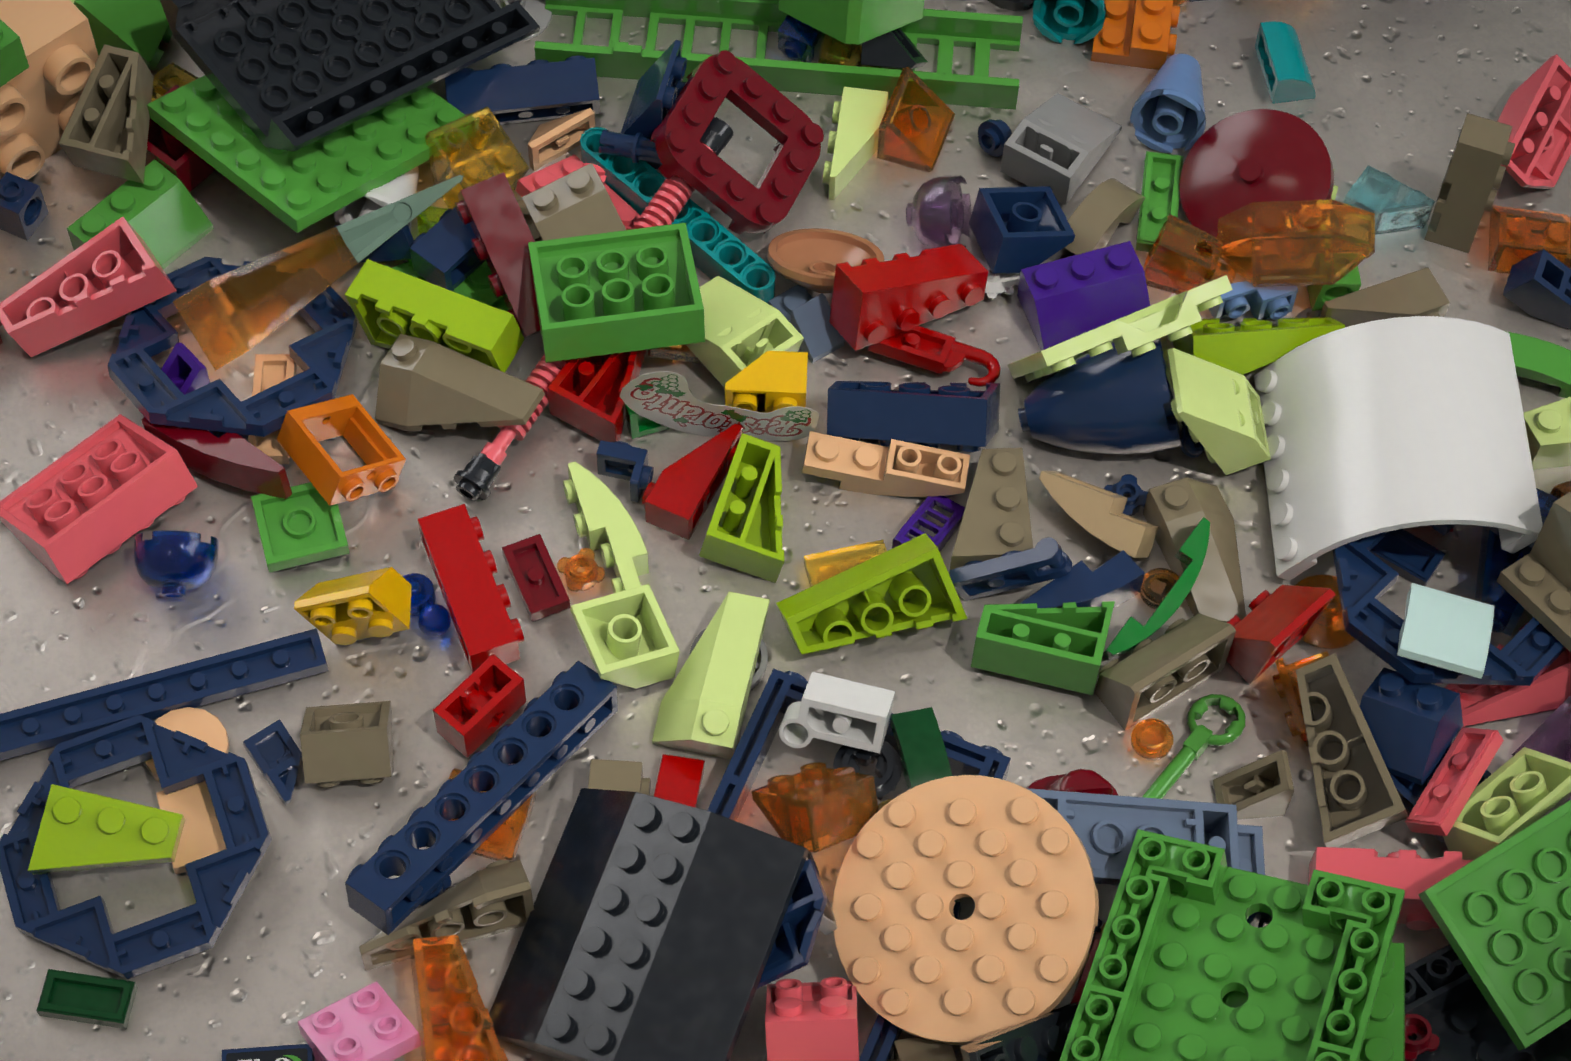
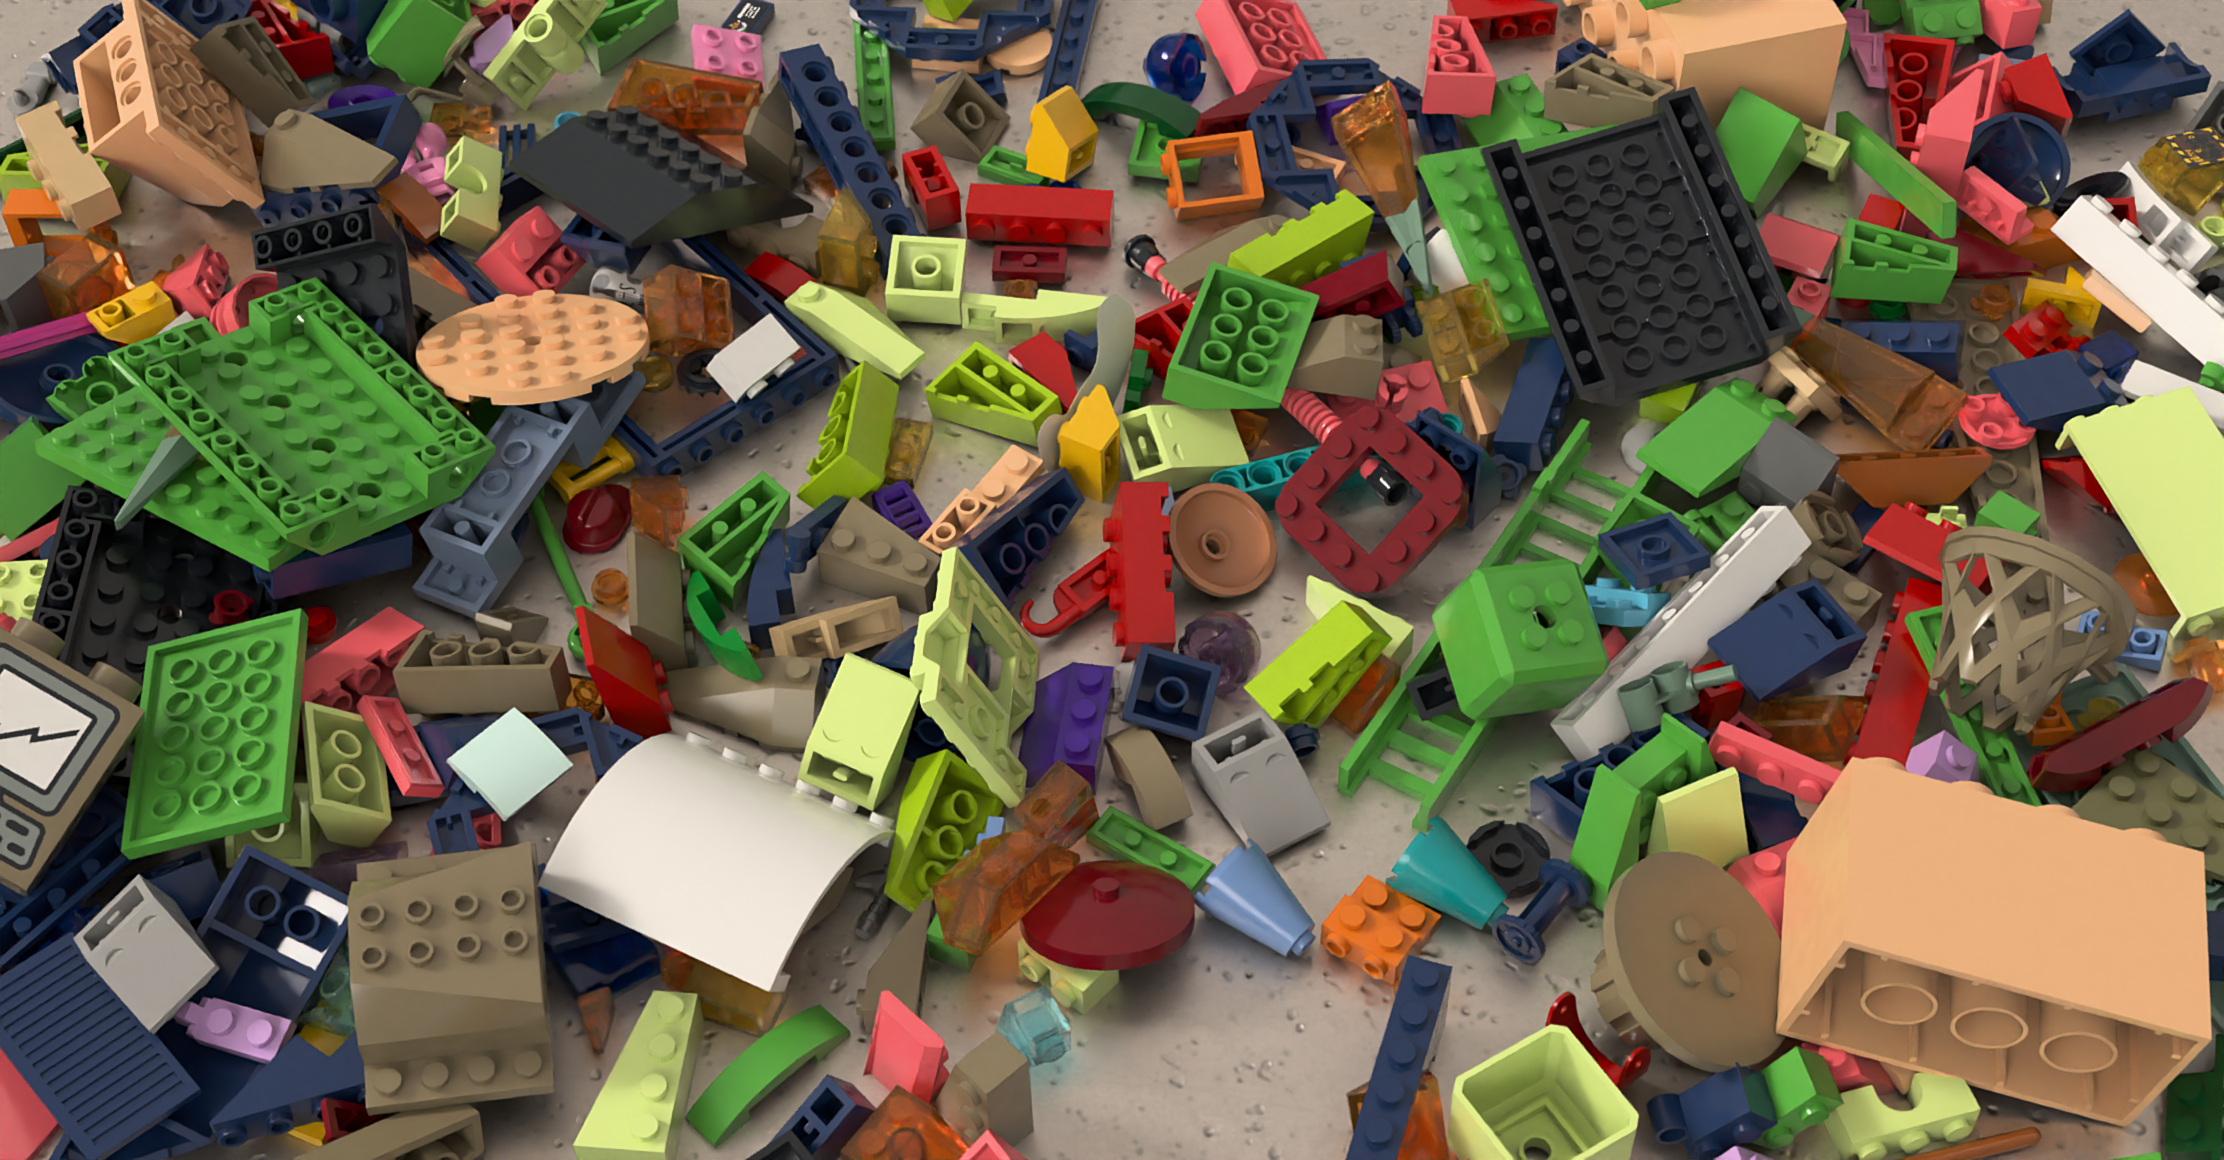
camera: 120 degrees right, 10 degrees down
(256, 568) = (1173, 116): none -> dark green slope
(319, 863) = (874, 87): none -> bright green tile
(389, 691) = (1005, 173): none -> bright green tile
(612, 729) = (848, 246): none -> clear yellow slope
(616, 96) = (1515, 473): none -> dark blue plate
(920, 746) = (695, 399): dark green slope -> none
(939, 120) = (1320, 666): none -> lime wedge
(1058, 724) = (659, 507): none -> clear orange slope
(1283, 63) = (1260, 1043): teal brick -> none
(1463, 262) = (906, 1051): none -> coral slope

